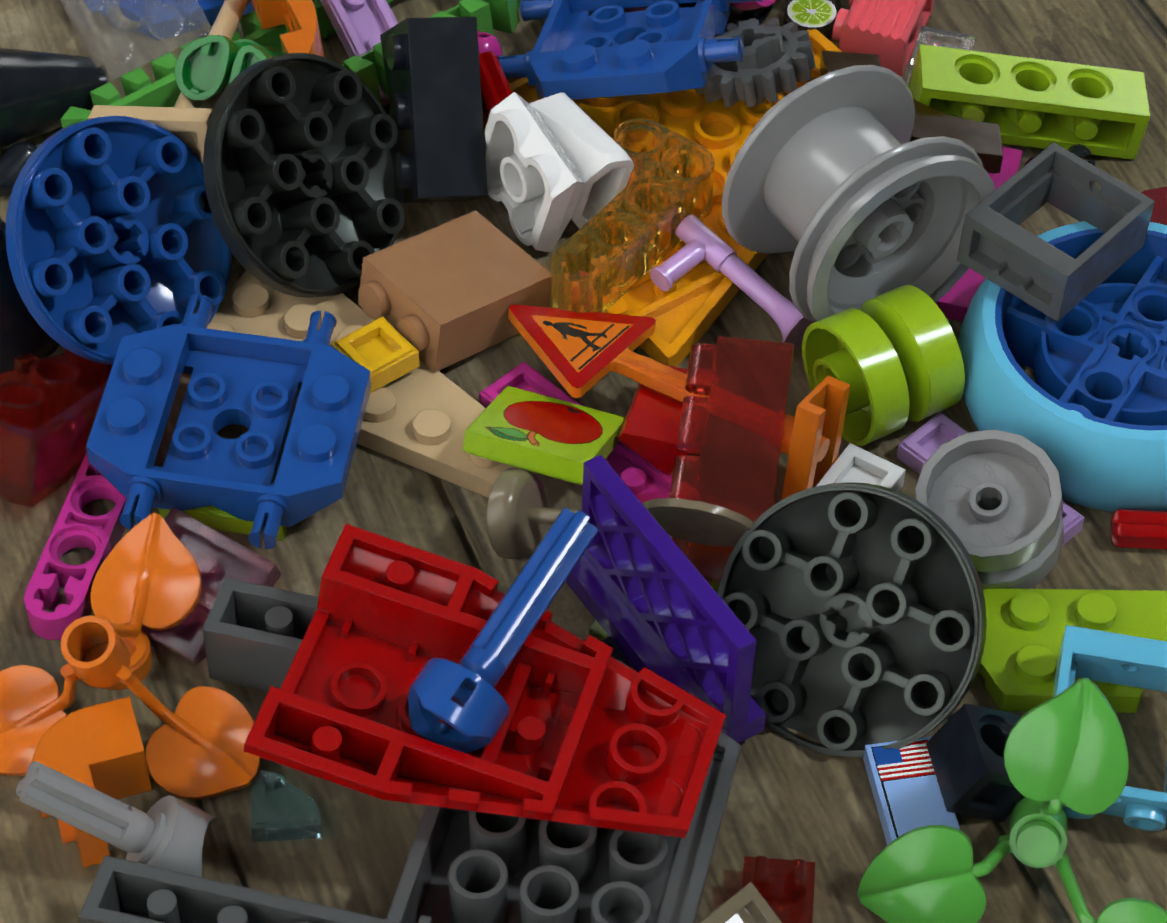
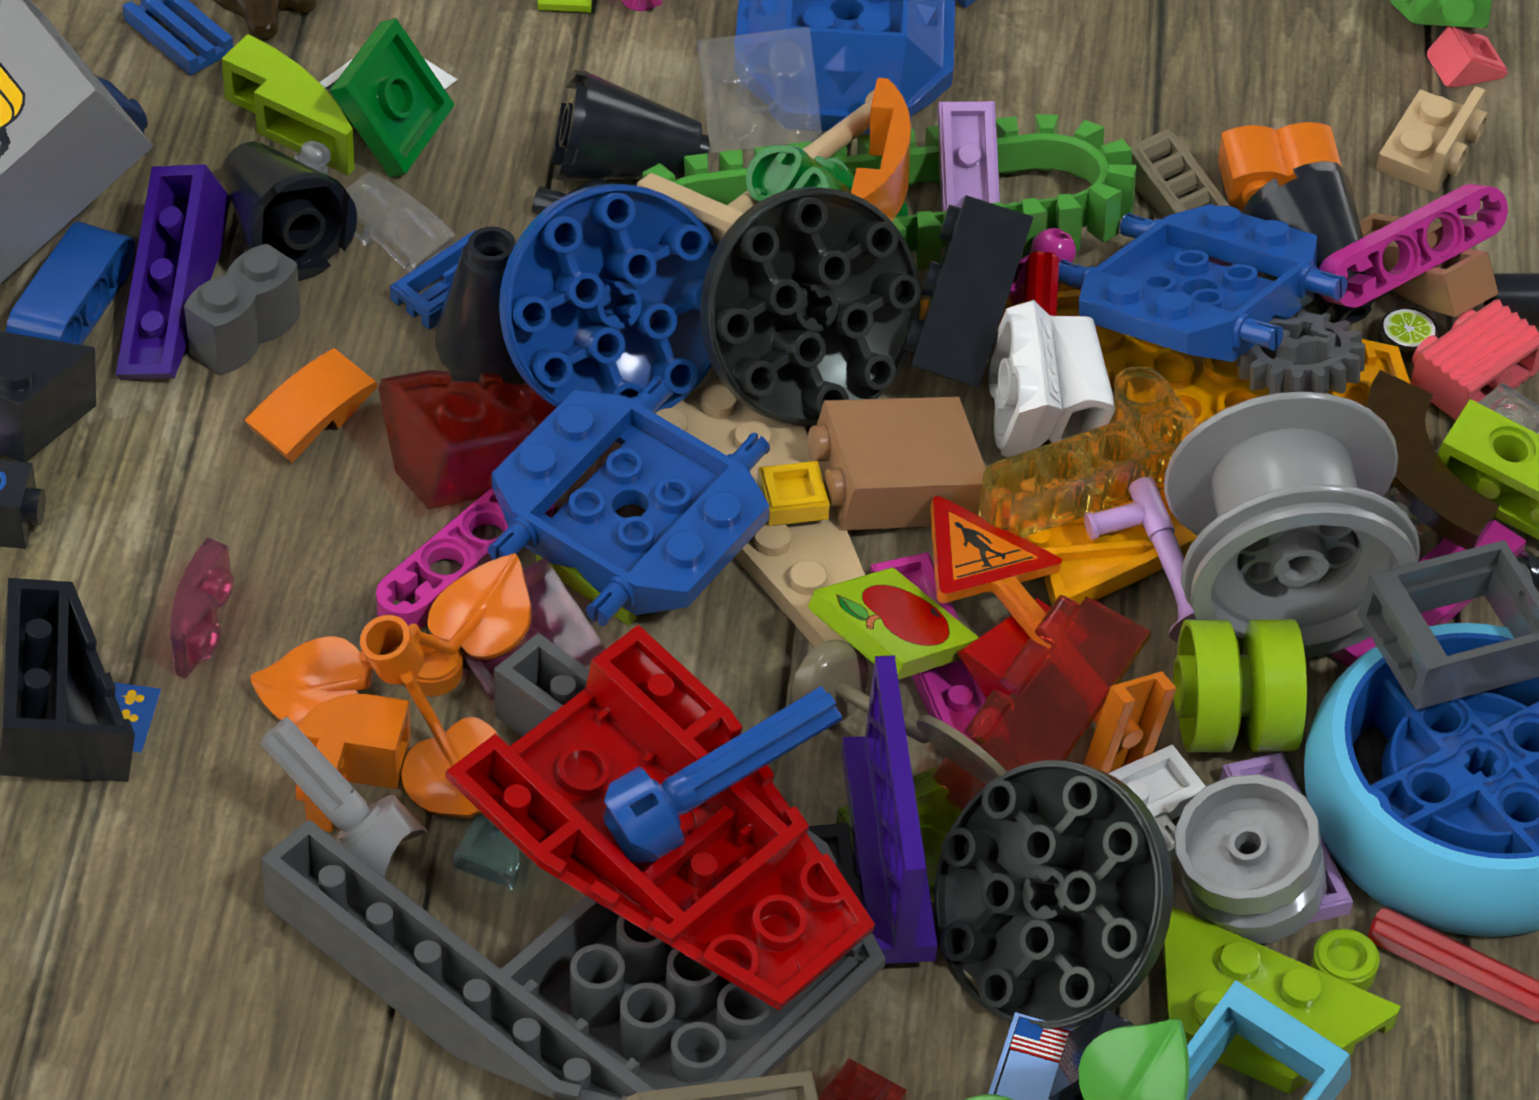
camera: 25 degrees right, 0 degrees up
(1109, 567) = (1347, 957): none -> lime tile

